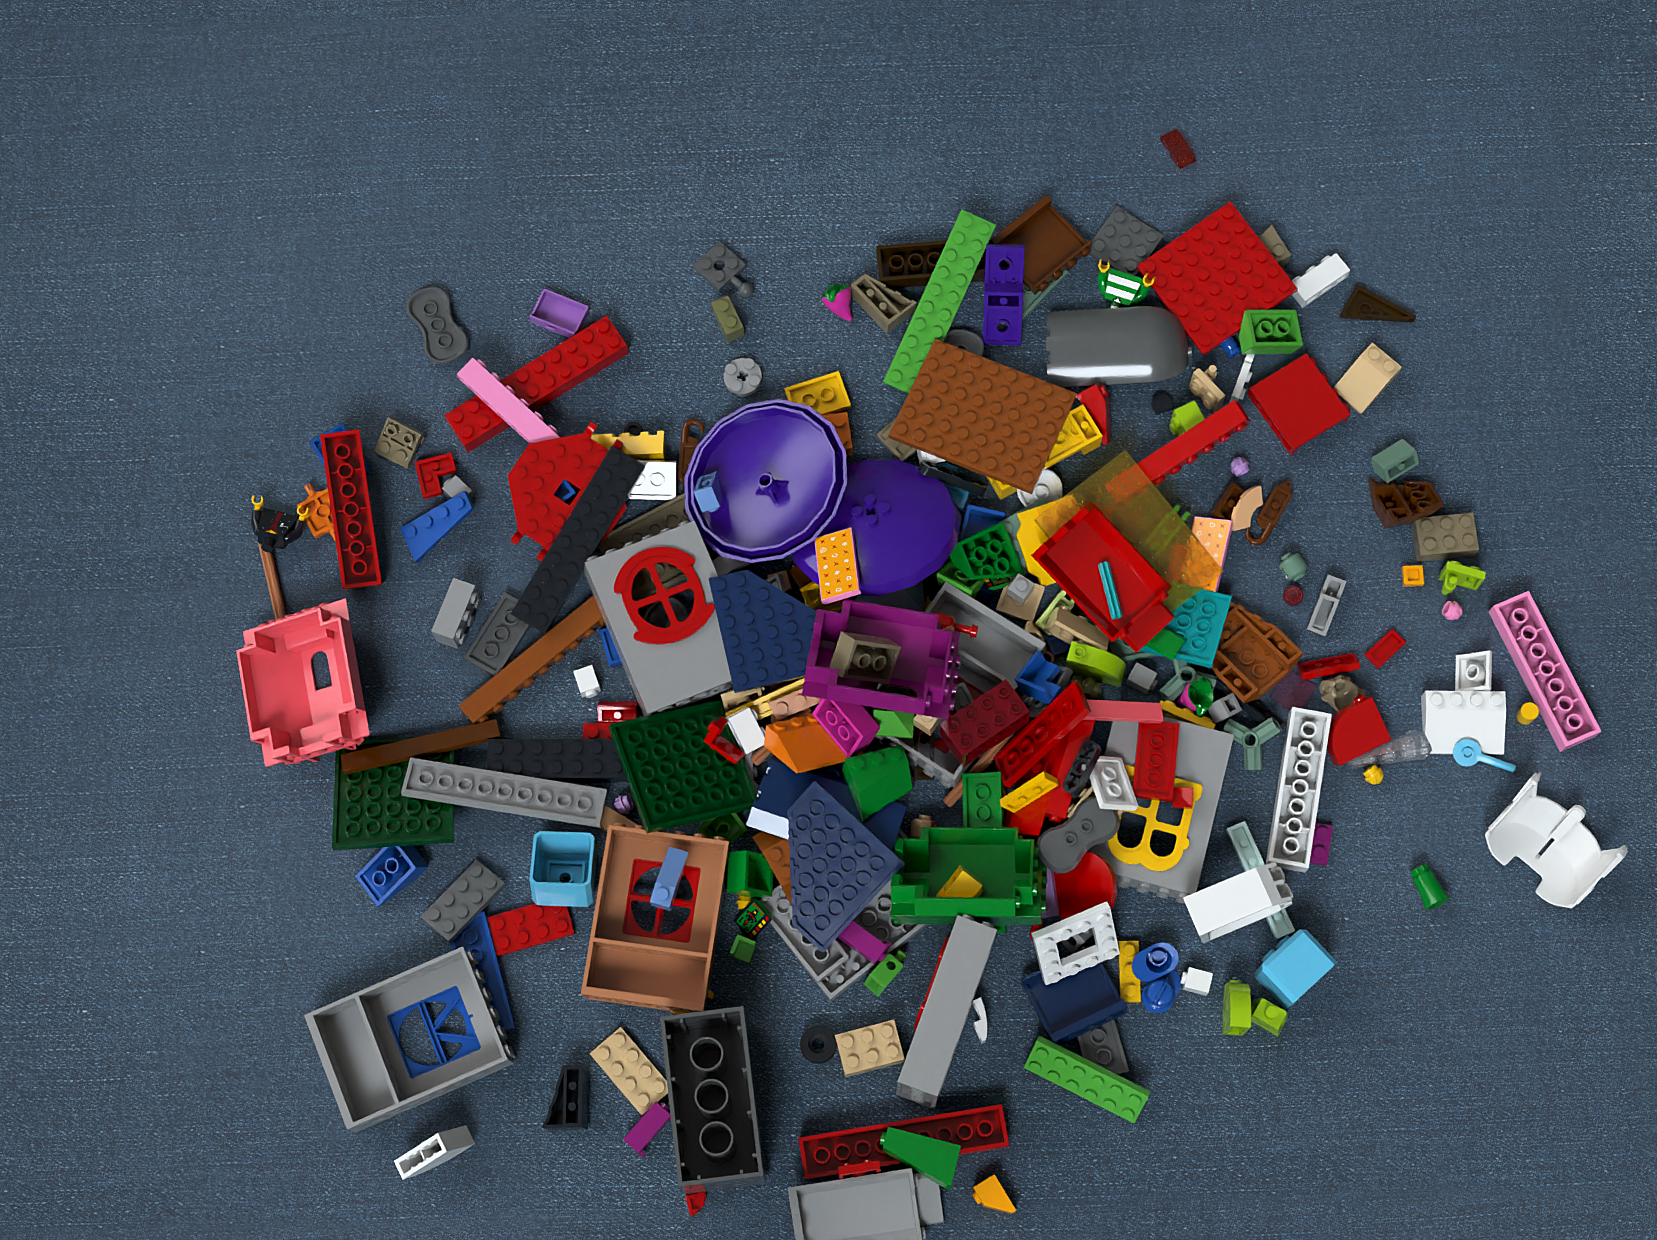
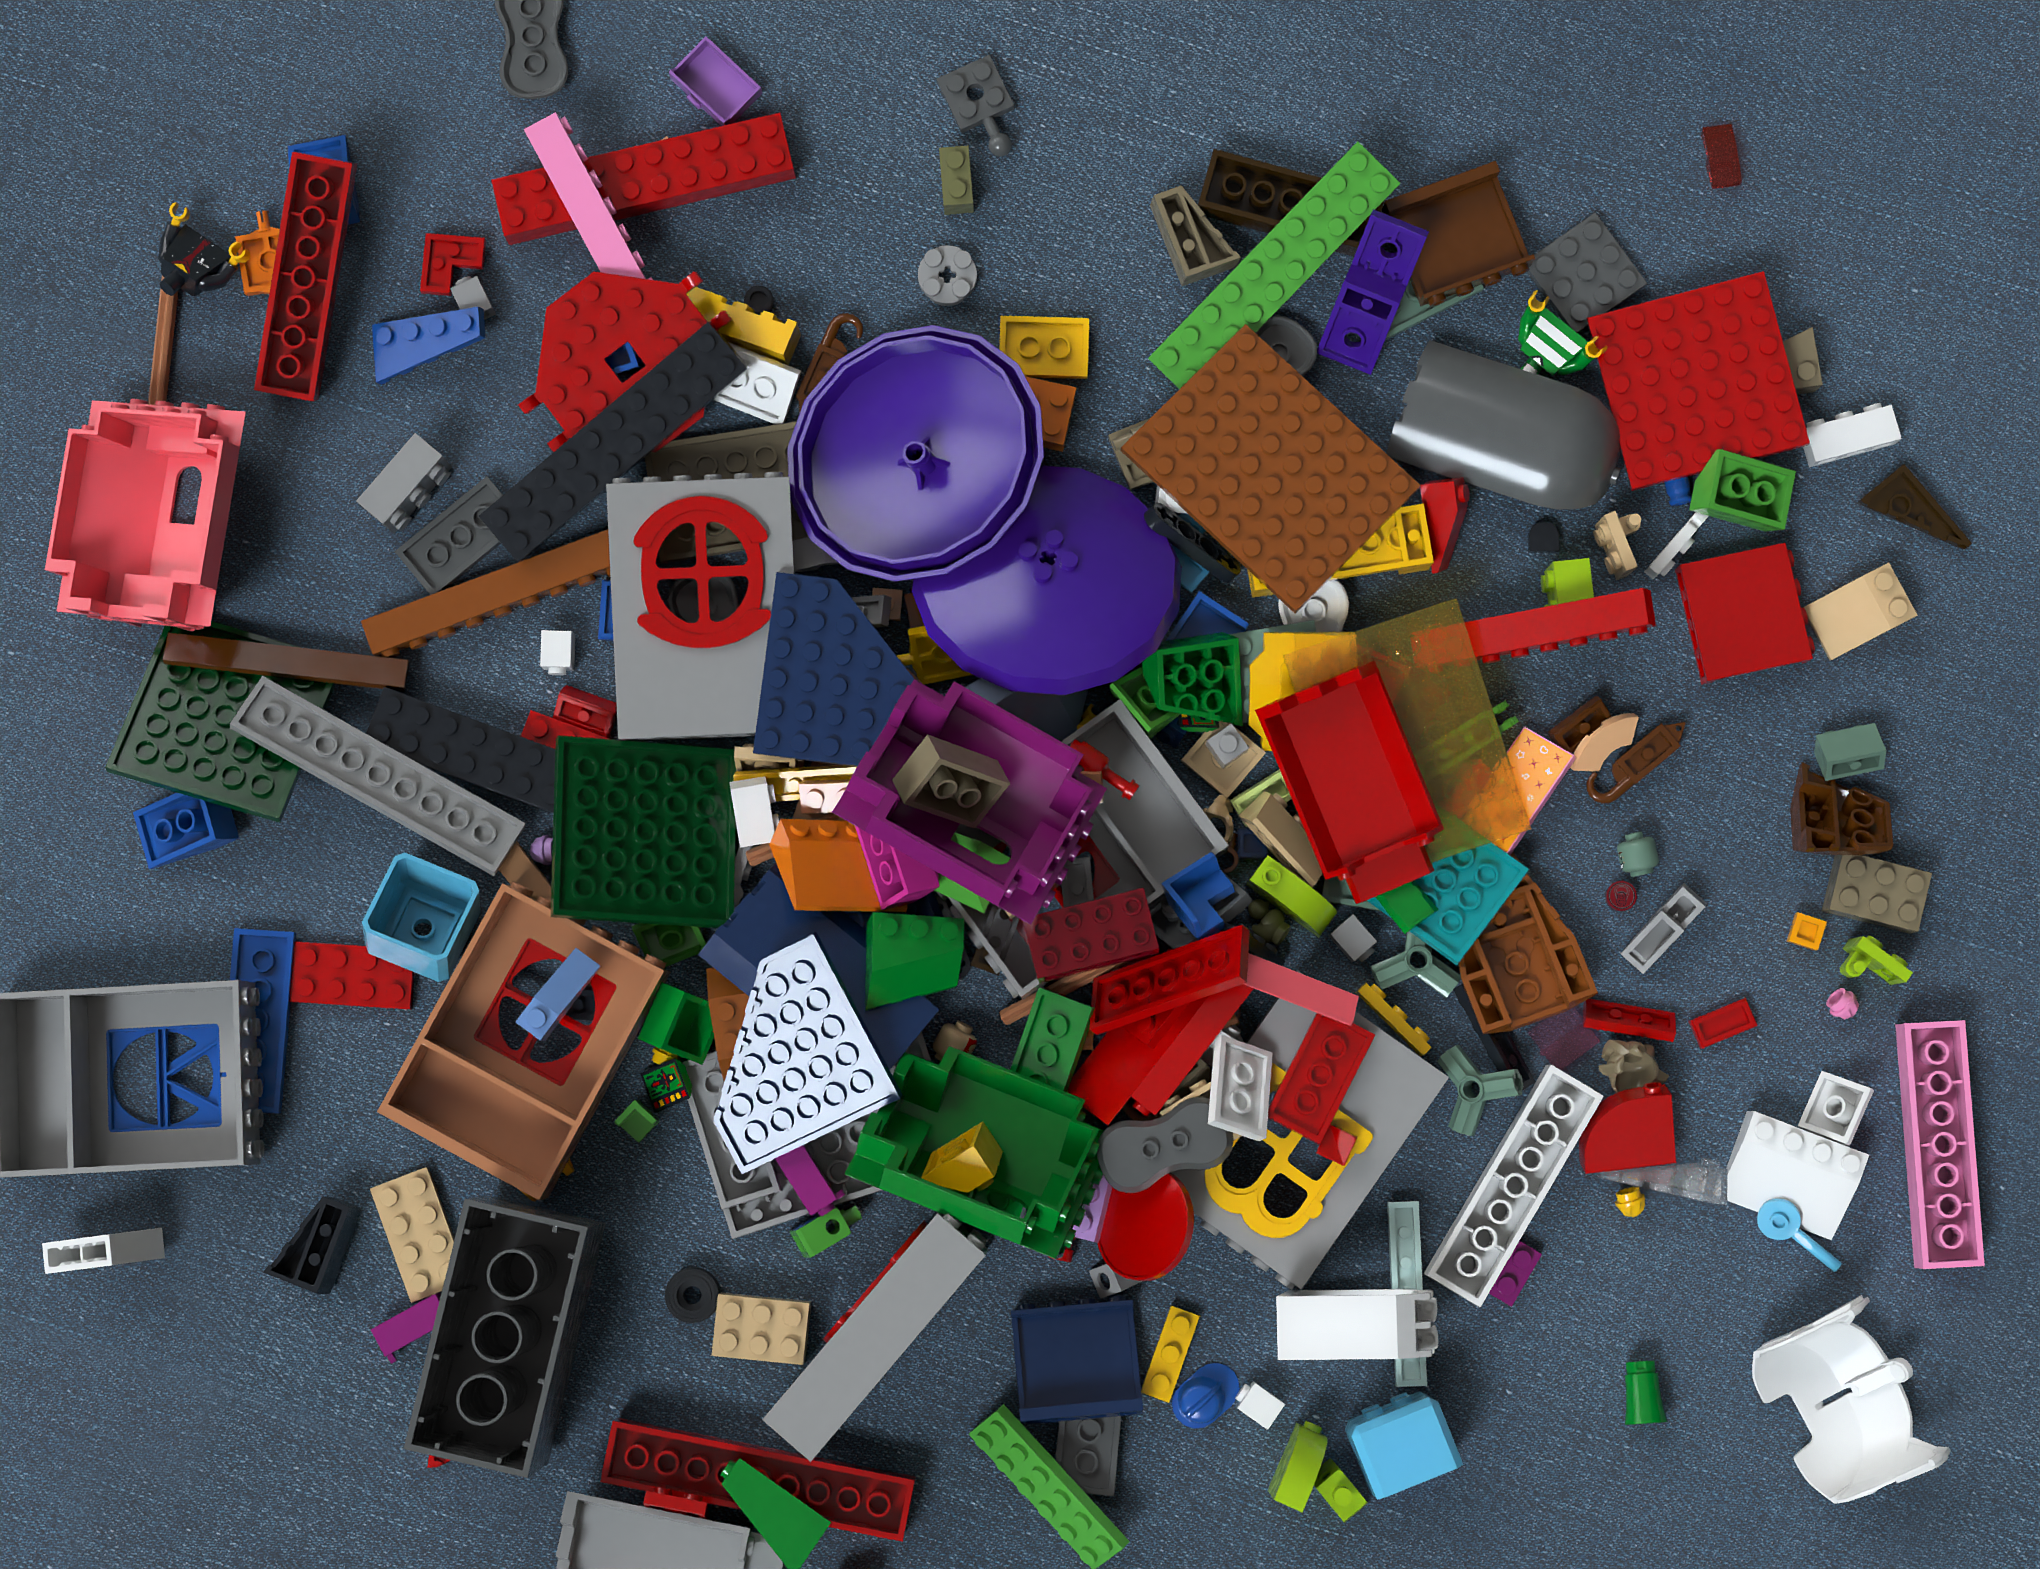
camera: 20 degrees right, 10 degrees up
(399, 442) = (414, 195): dark tan plate -> none
(463, 901) = (269, 907): dark grey plate -> none
(708, 492) = (827, 439): medium blue slope -> none
(720, 744) = (709, 819): red bracket -> none
(837, 566) = (965, 626): light orange tile -> none
(838, 300) = (1128, 210): dark pink hat -> none
(981, 1025) = (930, 1354): white slope -> none
(1029, 792) = (1119, 1055): yellow plate -> none
(1079, 760) = (1205, 1066): black beam -> none
(1105, 947) = (1146, 1311): white plate -> none
(1110, 590) = (1352, 801): teal axle -> none
(1155, 961) = (1209, 1356): blue piece -> none
(1197, 696) = (1422, 997): green hat -> none
(1224, 708) = (1453, 1027): light grey brick -> none
(1239, 466) = (1619, 675): lavender plate -> none
(1527, 713) = (1889, 1195): yellow piece -> none

